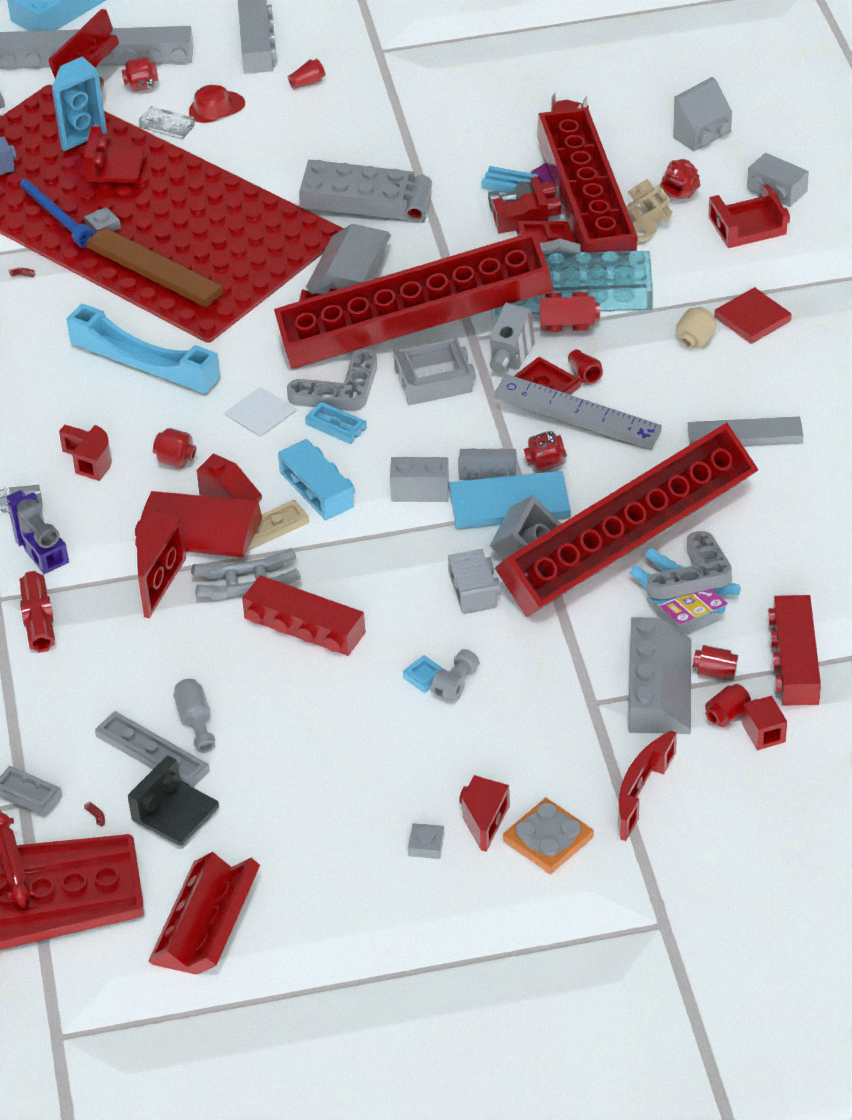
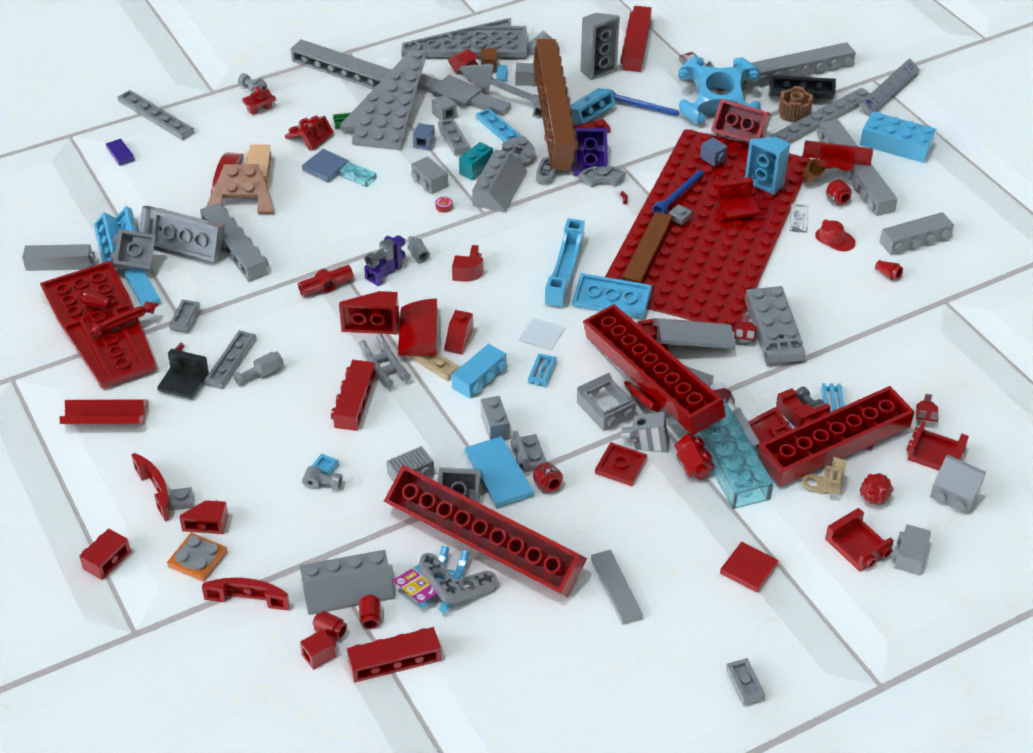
camera: 70 degrees right, 0 degrees up
(174, 447) = (482, 299): red head -> none
(230, 320) = (600, 292): none -> medium azure tile
(342, 392) = (573, 366): light grey beam -> none
(360, 216) = (745, 330): none -> piece
(393, 857) = (146, 470): none -> red slope
(442, 331) = (643, 397): none -> red piece
(511, 935) = (105, 553): none -> red brick
(578, 411) = (594, 487): light grey tile -> none
(586, 367) = (644, 481): red cone -> none
(633, 120) = (931, 448): none -> red panel
(696, 327) = (713, 533): tan head -> none

